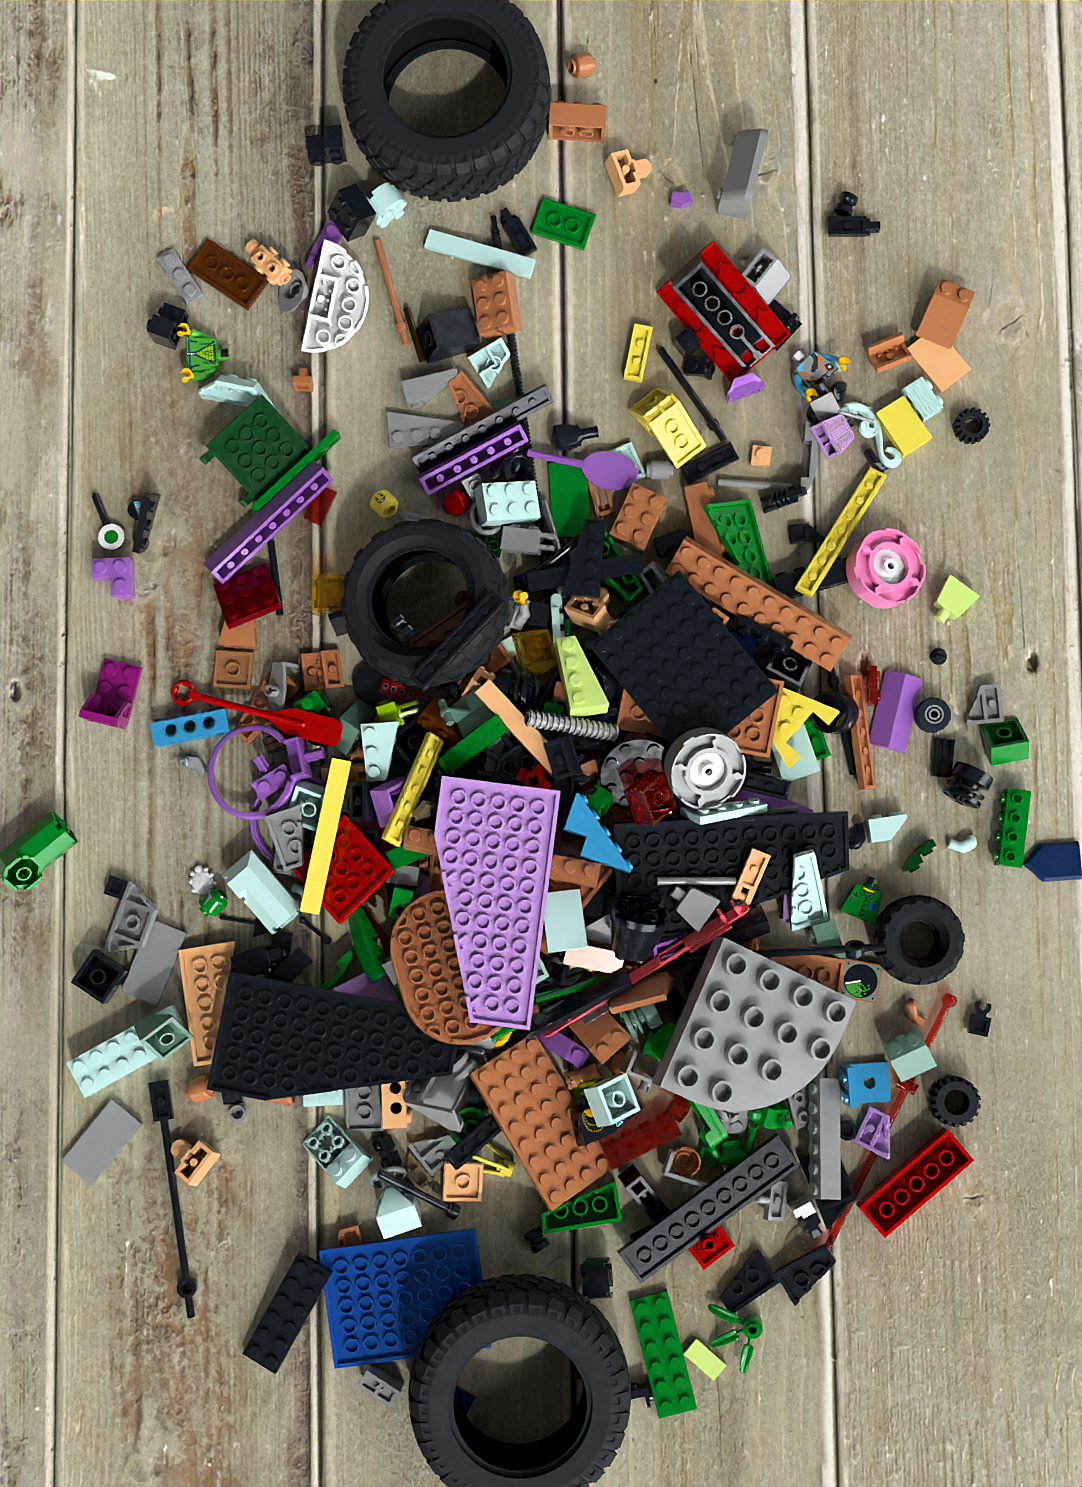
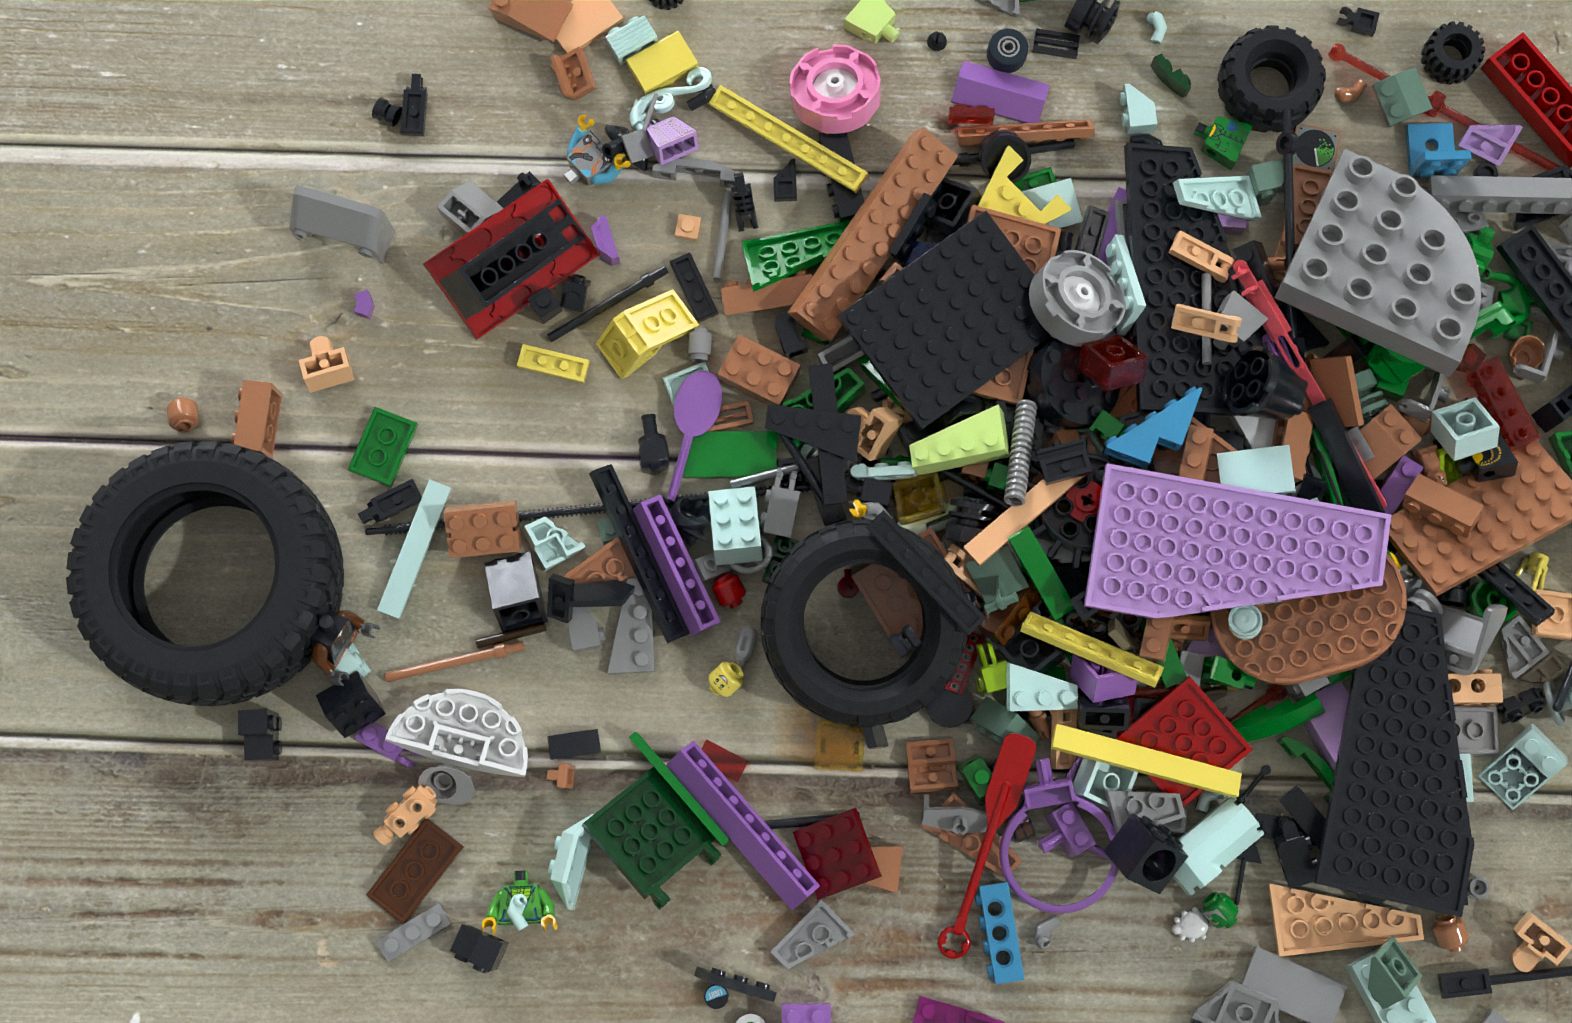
camera: 90 degrees left, 5 degrees down
(186, 582) = (812, 935): none -> light grey wing
(194, 349) = (516, 910): none -> light aqua arm
(233, 669) = (926, 877): medium nougat tile -> none
(250, 835) = (1146, 853): none -> black brick
(329, 388) = (574, 744): none -> black slope
(398, 190) = (333, 637): none -> torso
(438, 913) = (1245, 622): none -> light aqua wheel
(446, 396) = (565, 595): none -> black piece
(546, 1082) = (1442, 505): none -> nougat brick
(688, 876) = (1205, 323): none -> light nougat plate

